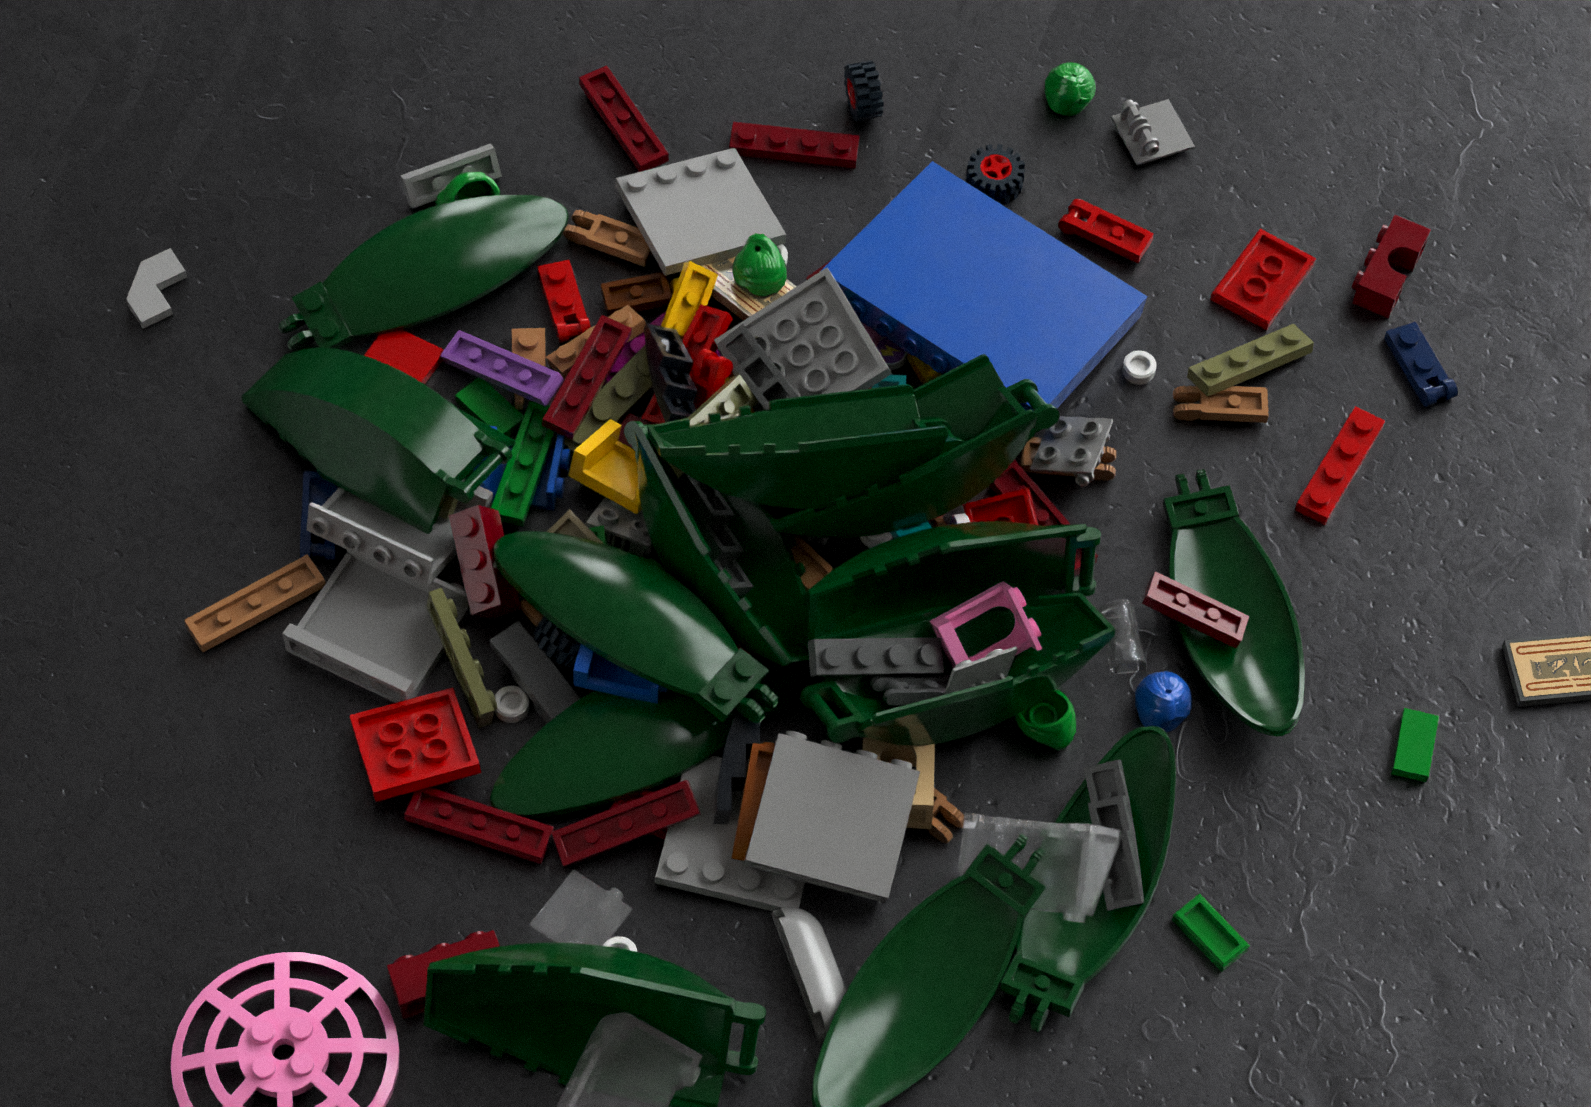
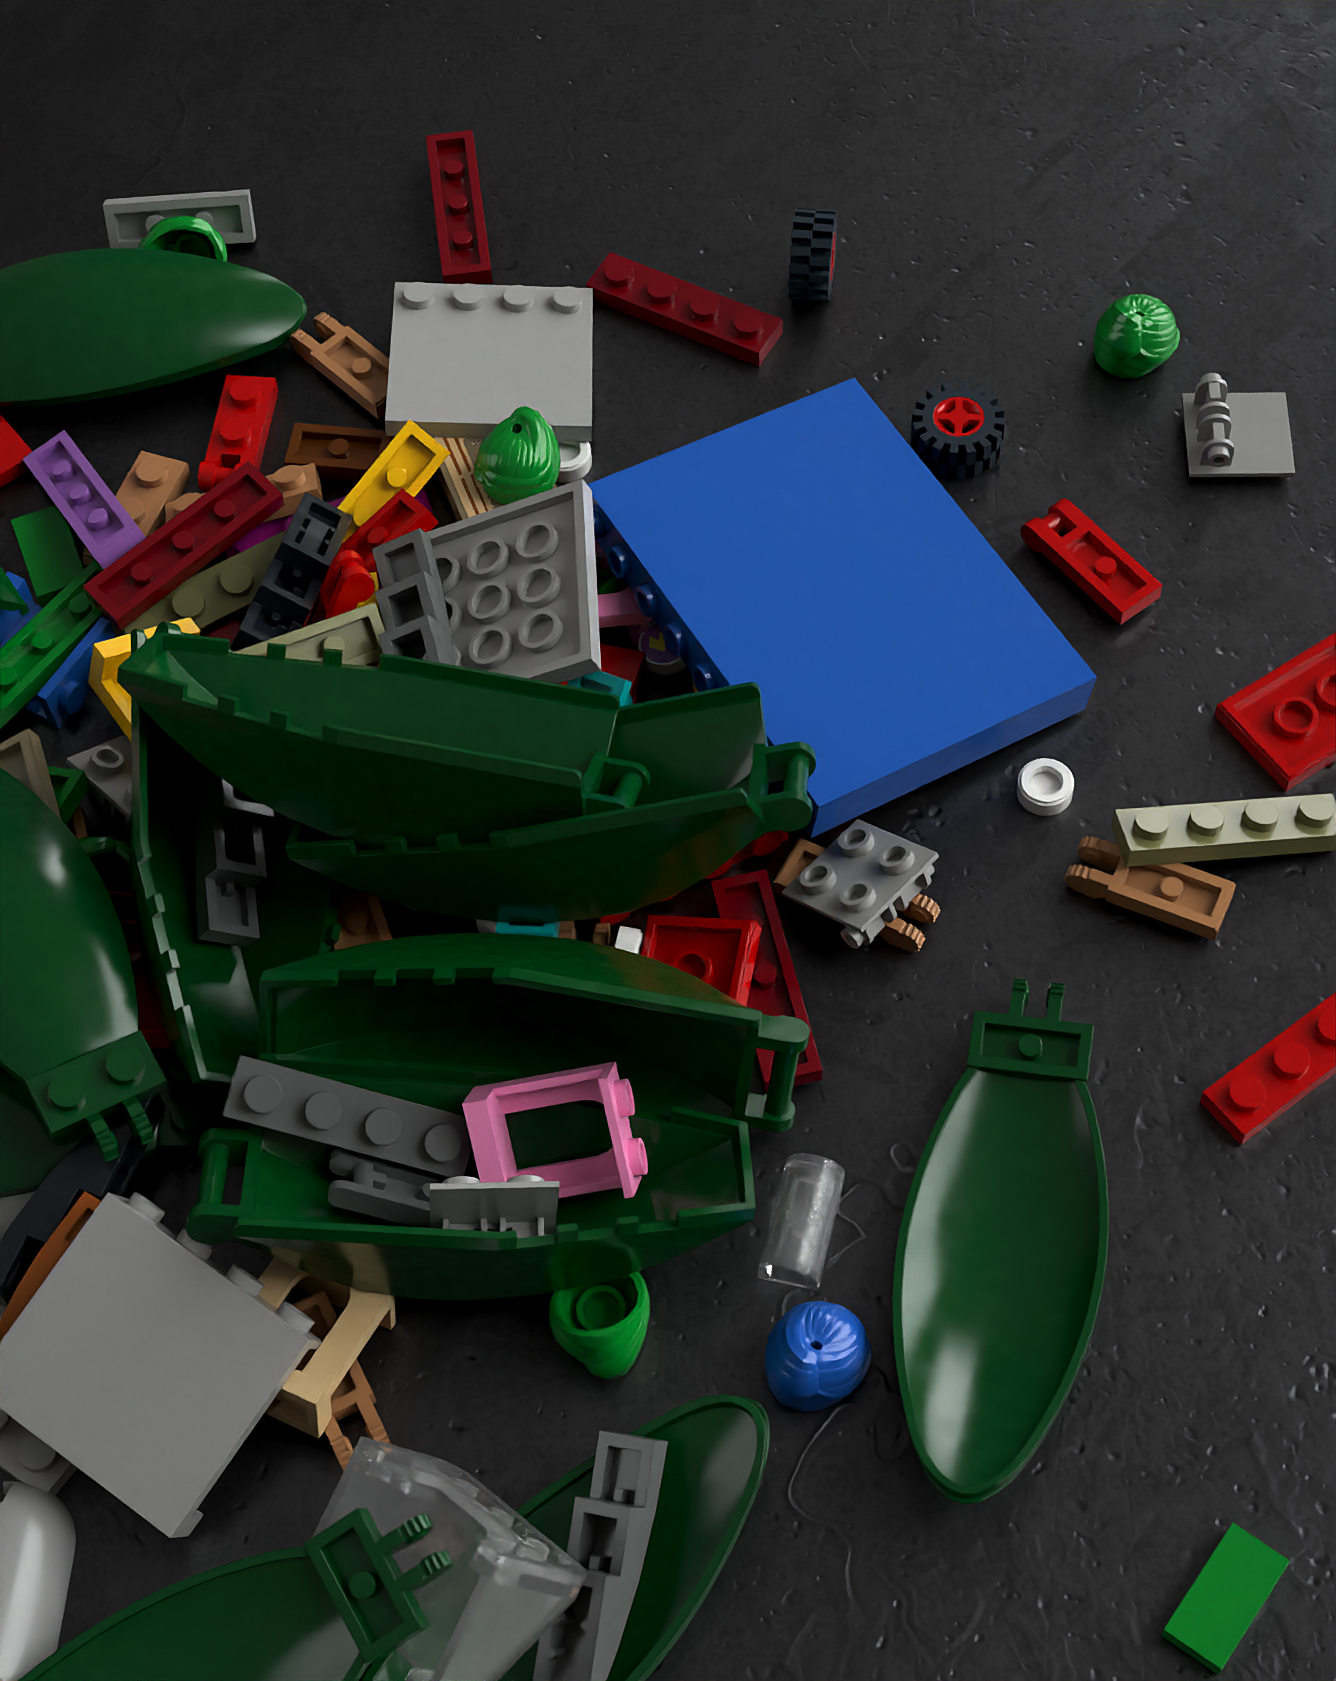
camera: 30 degrees right, 0 degrees up
(1195, 610) = (933, 1218): dark red plate -> none

